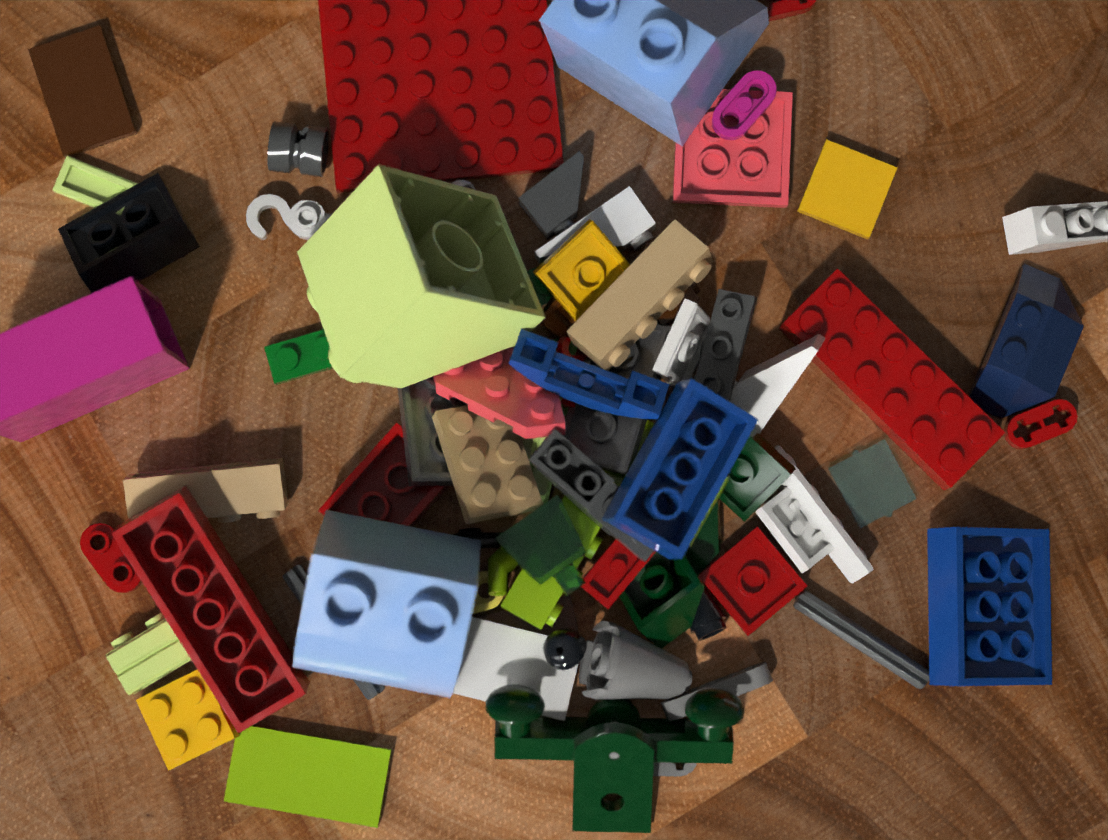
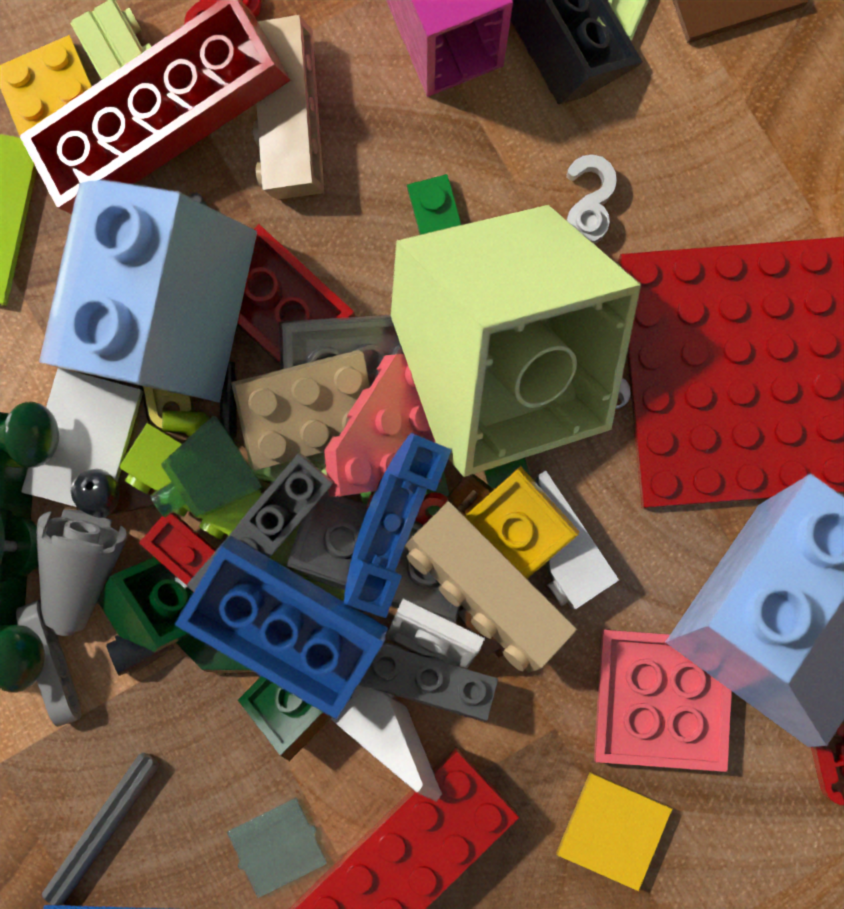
camera: 90 degrees right, 0 degrees up
(298, 149) = (666, 214): dark grey wheel -> none
(555, 199) = (608, 498): dark grey slope -> none
(743, 106) = (711, 713): dark pink plate -> none
(752, 581) = (169, 706): red plate -> none
(809, 528) = (224, 773): white bracket -> none

